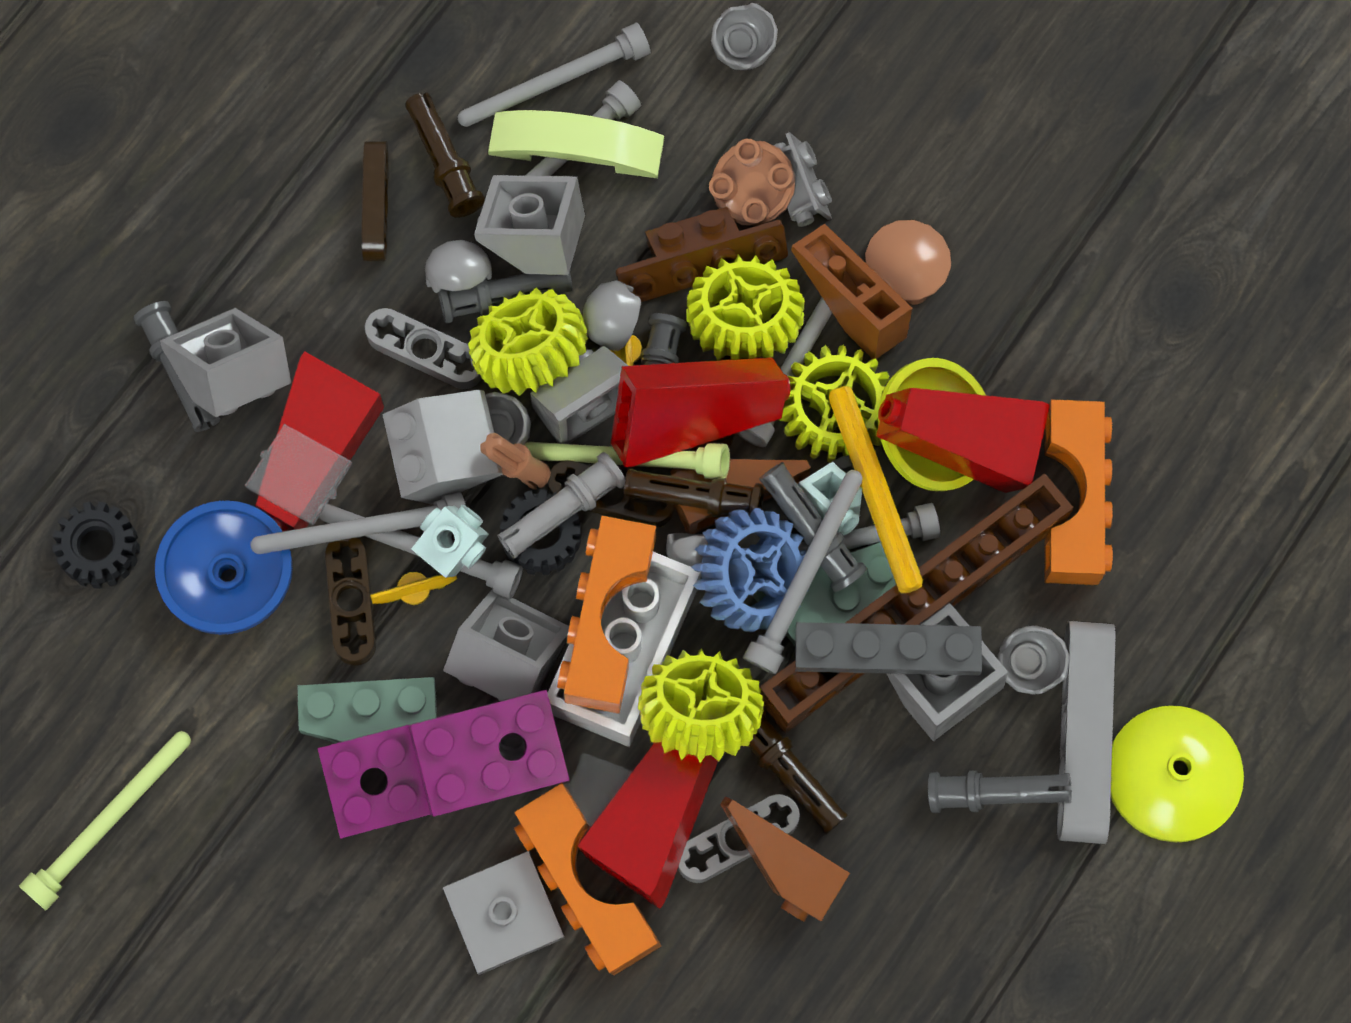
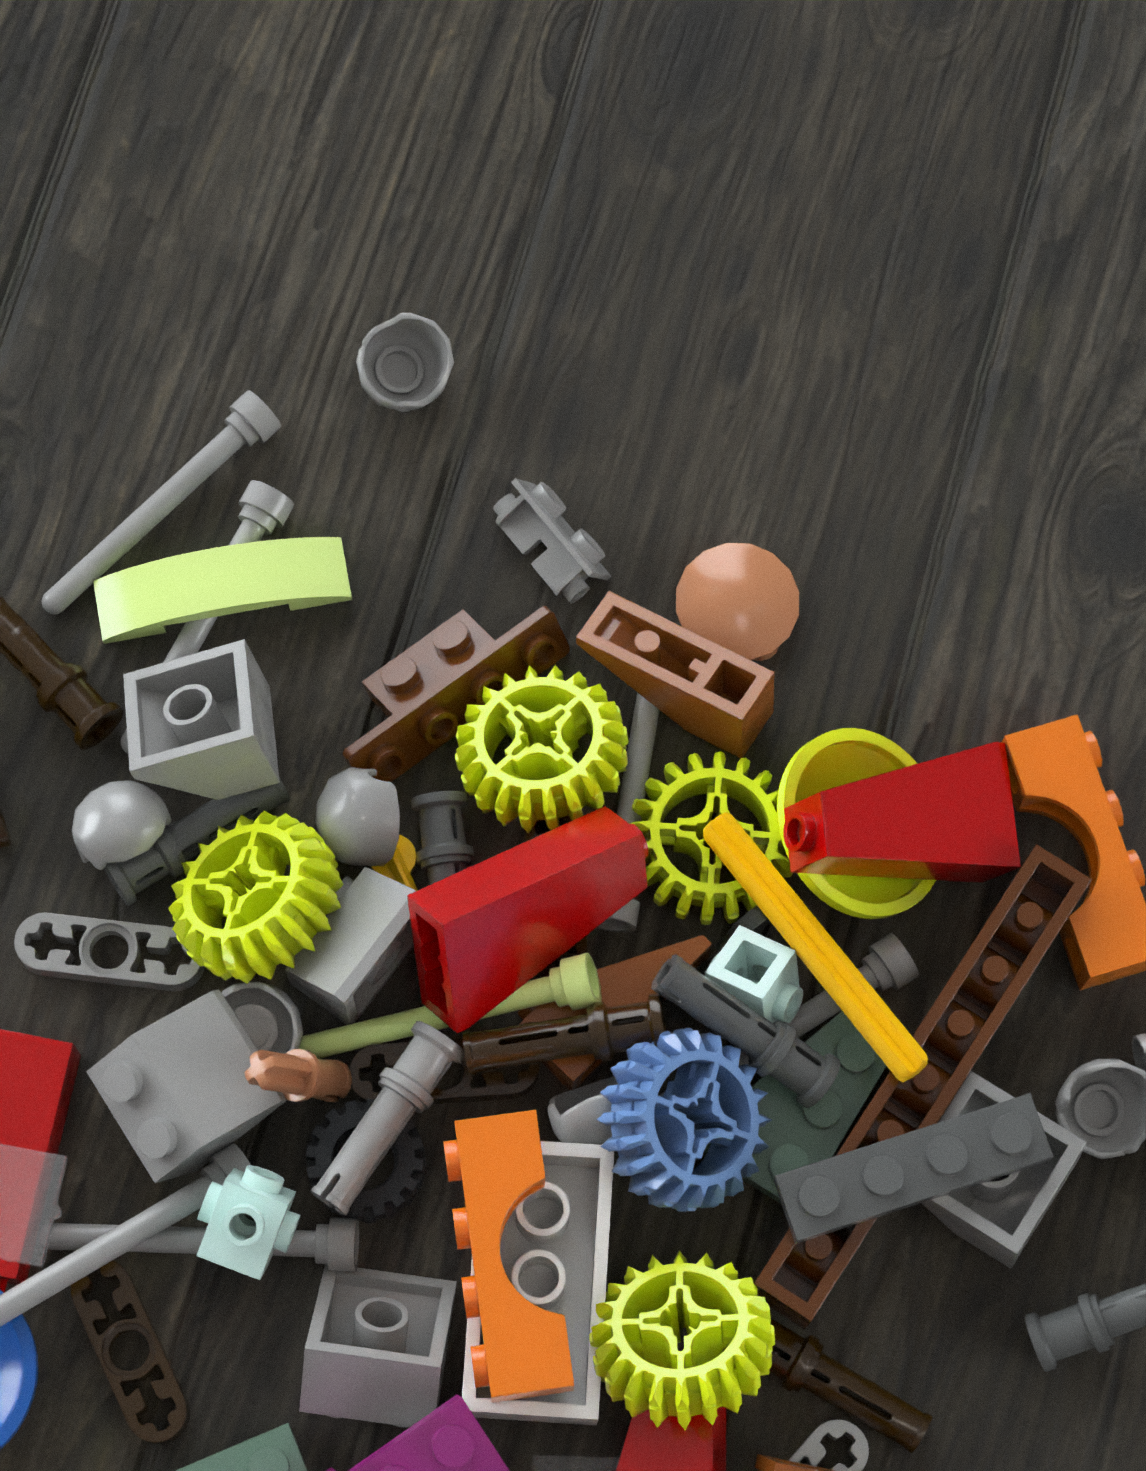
camera: 20 degrees left, 0 degrees up
(412, 589) = (211, 1305): yellow piece -> none
(753, 182) = (488, 563): nougat dish -> none
(767, 649) = (746, 1226): light grey piece -> none

